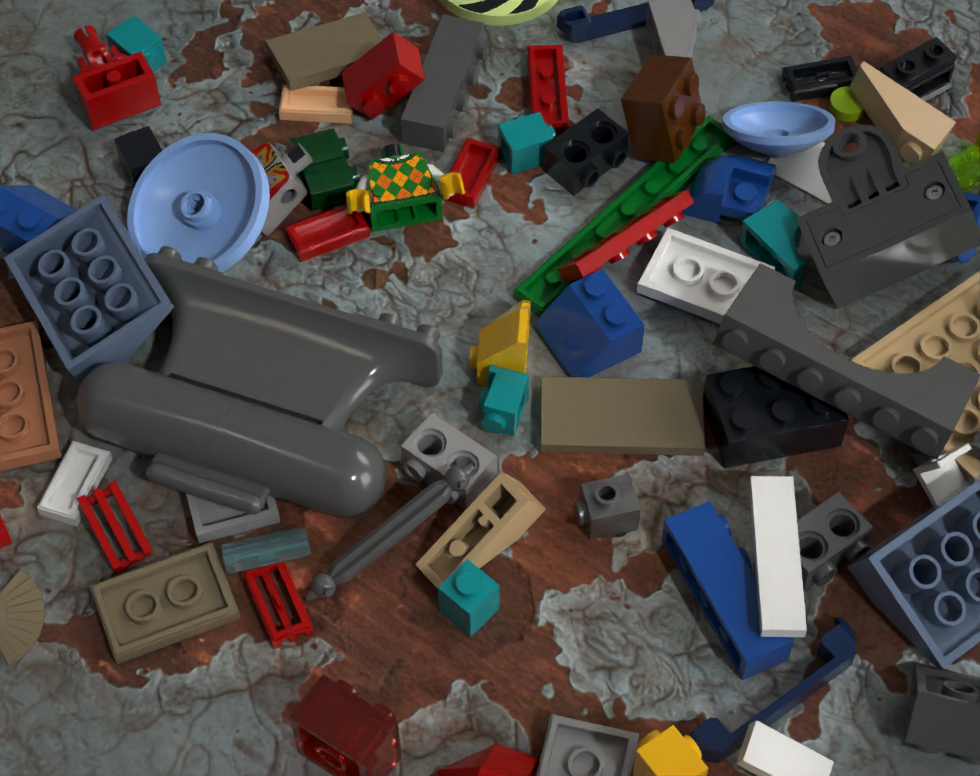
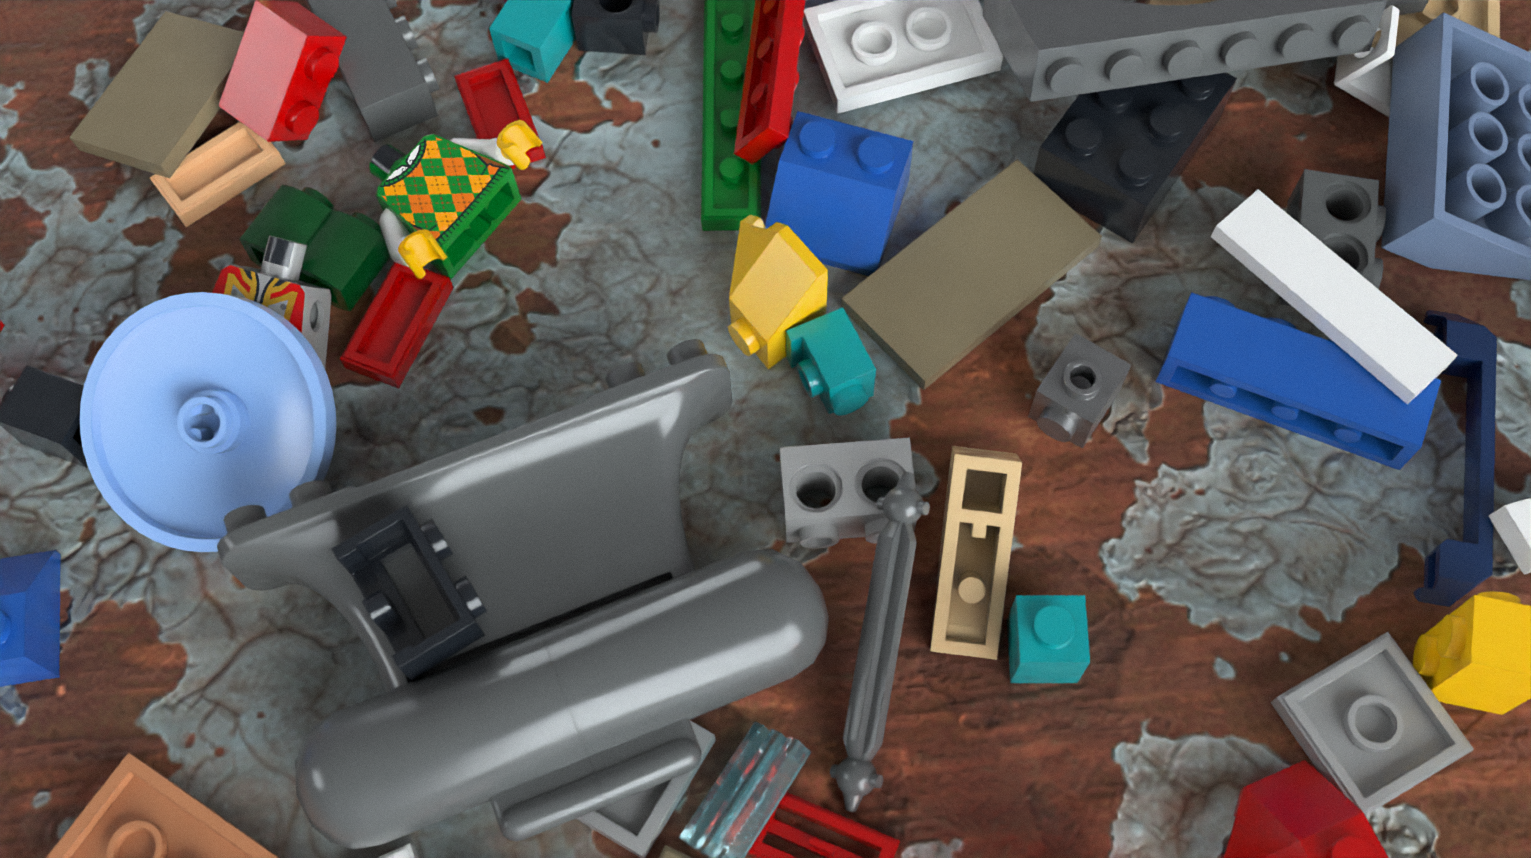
camera: 40 degrees left, 10 degrees up
(90, 288) = (174, 652): sand blue slope -> none
(203, 306) = (365, 560): none -> black window

